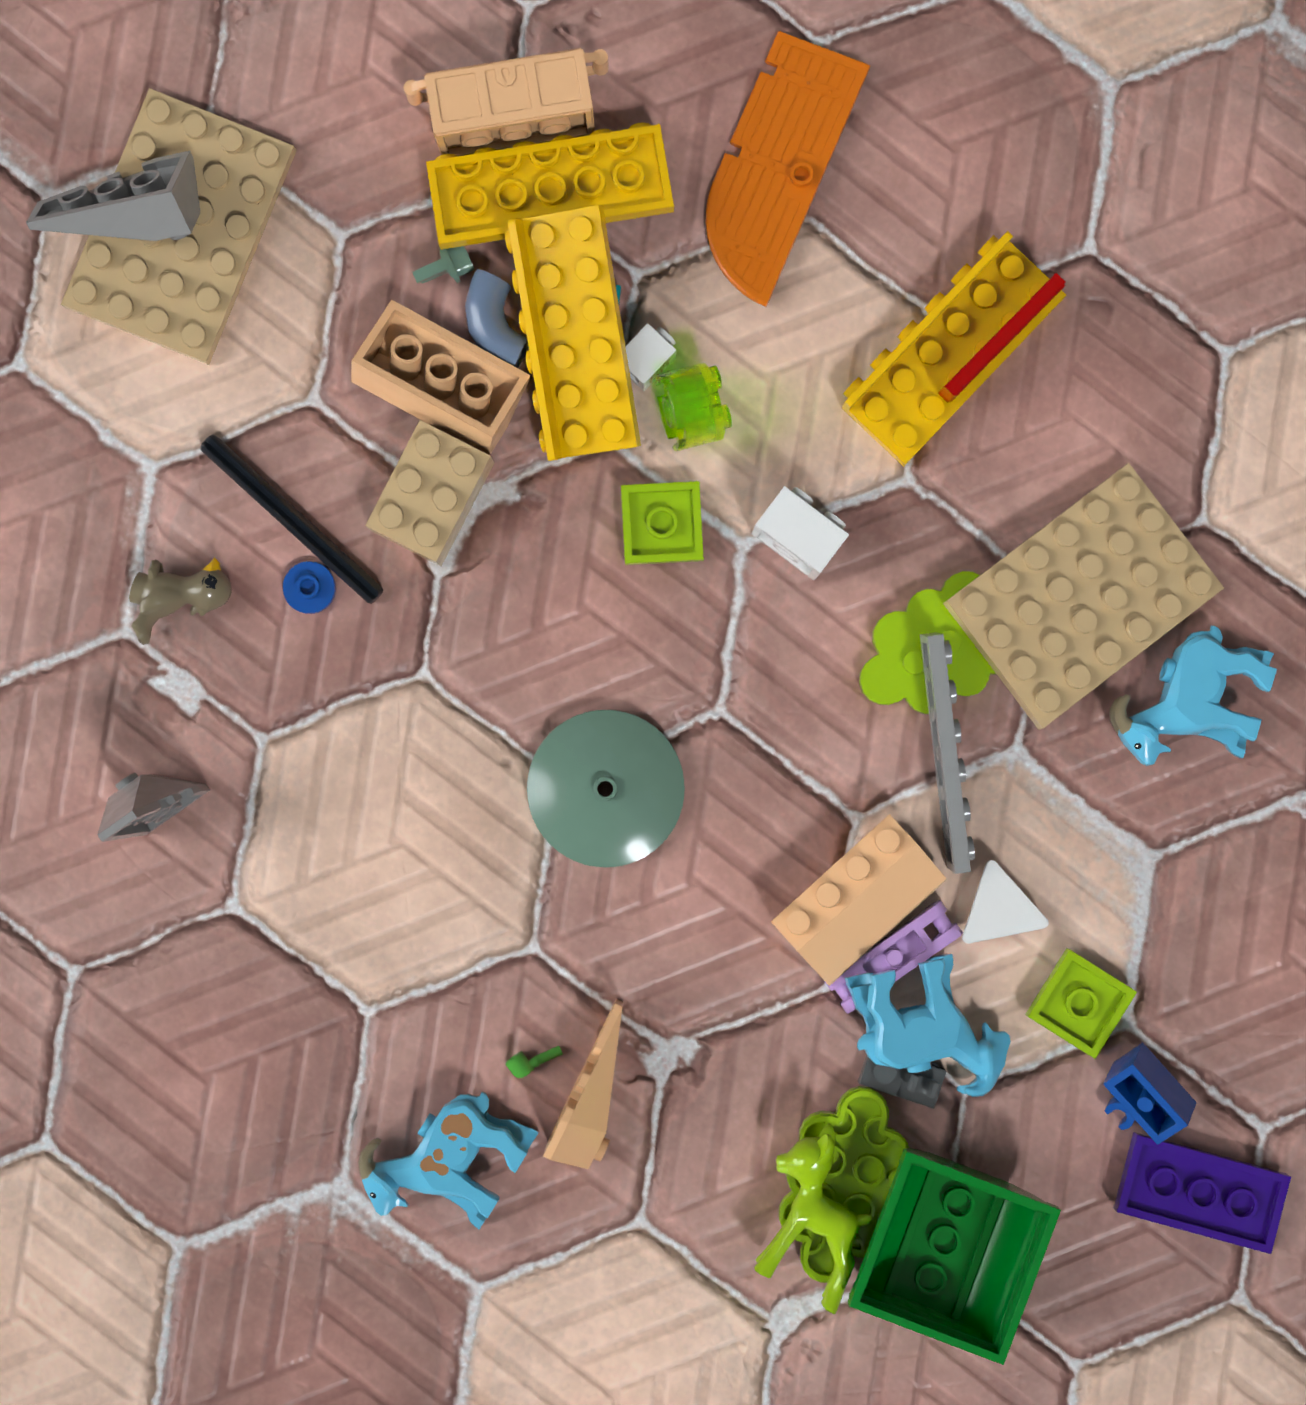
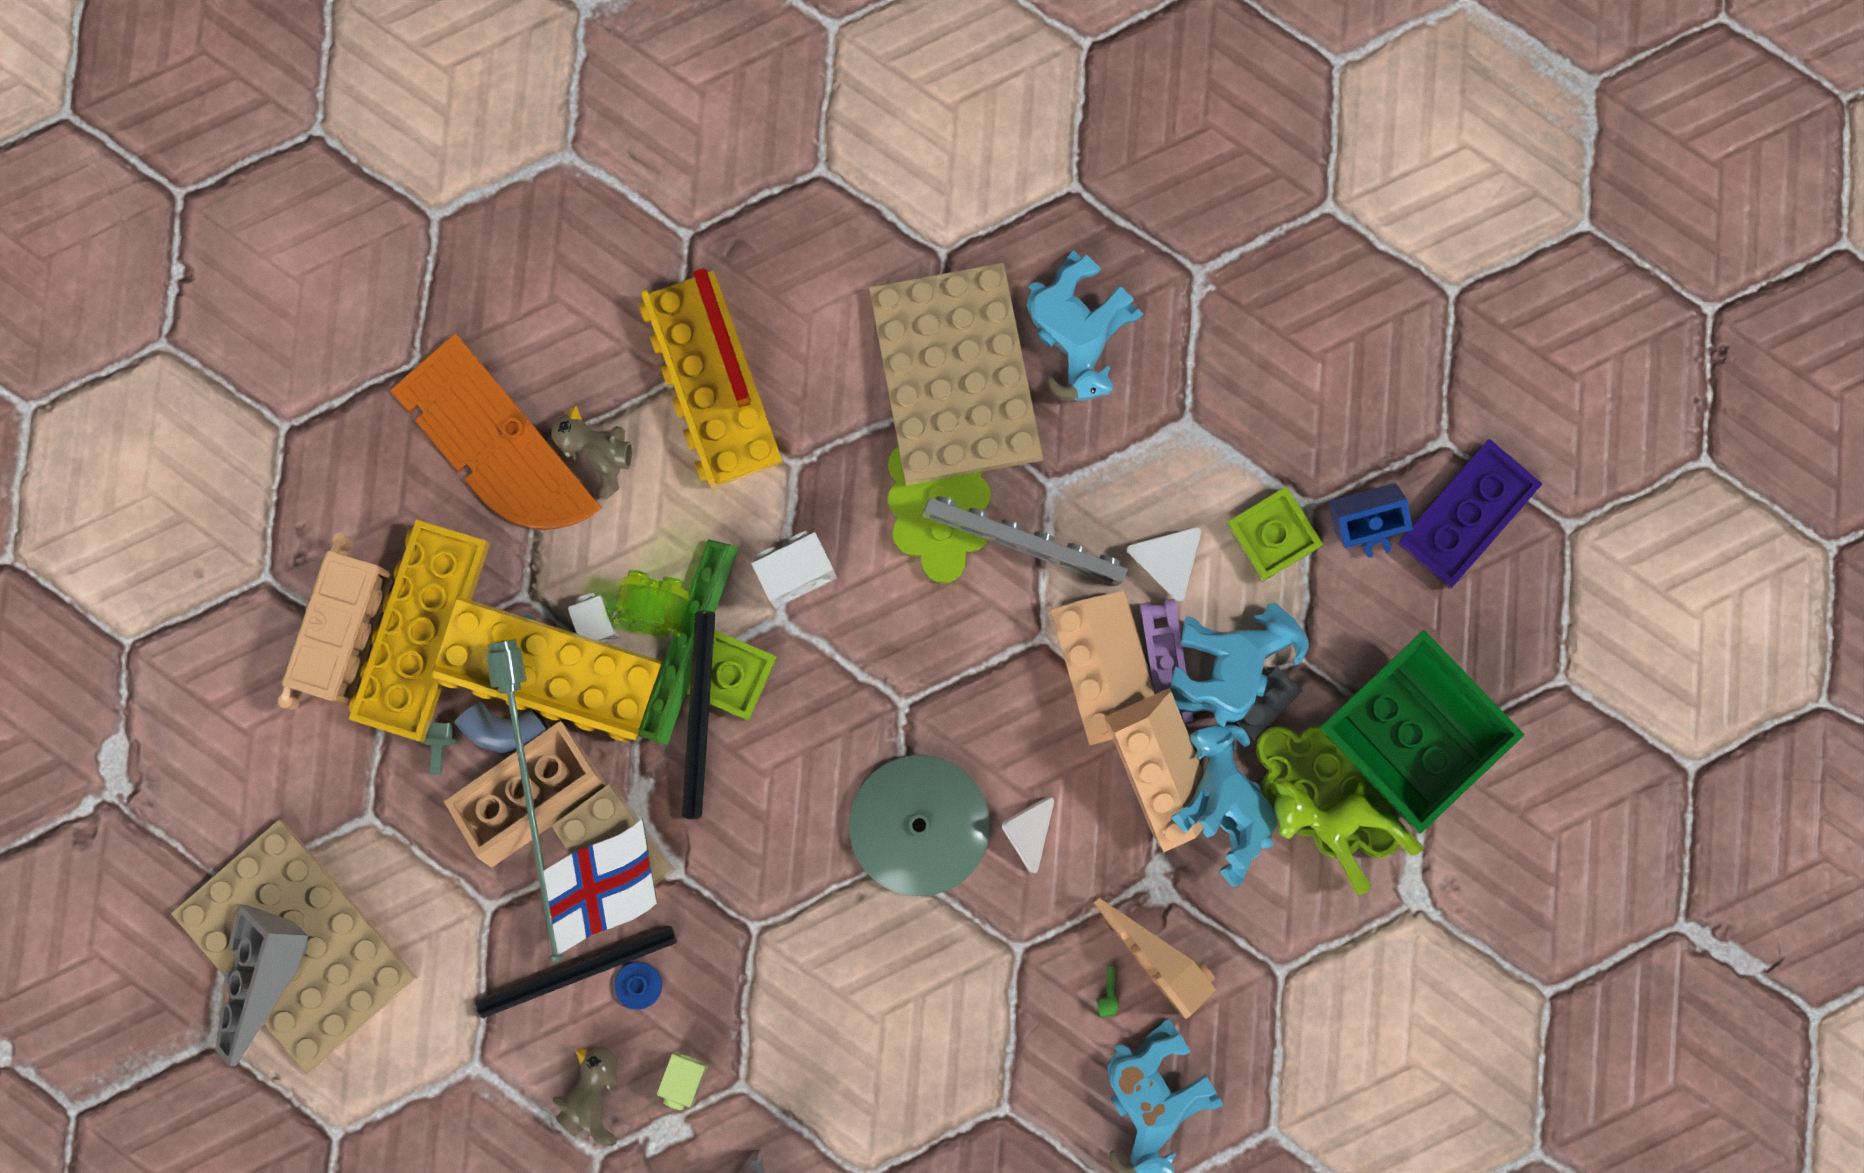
camera: 60 degrees left, 5 degrees down
(236, 678) = (682, 1081): none -> yellowish green brick
(381, 491) = (595, 884): none -> flag
(606, 510) = (698, 714): none -> black axle
(654, 901) = (1028, 832): none -> white piece
(665, 464) = (677, 664): none -> bright green tile
(784, 1007) = (1158, 763): none -> light nougat slope
(784, 1090) = (1228, 800): none -> medium azure animal
(825, 277) = (603, 450): none -> dark tan animal

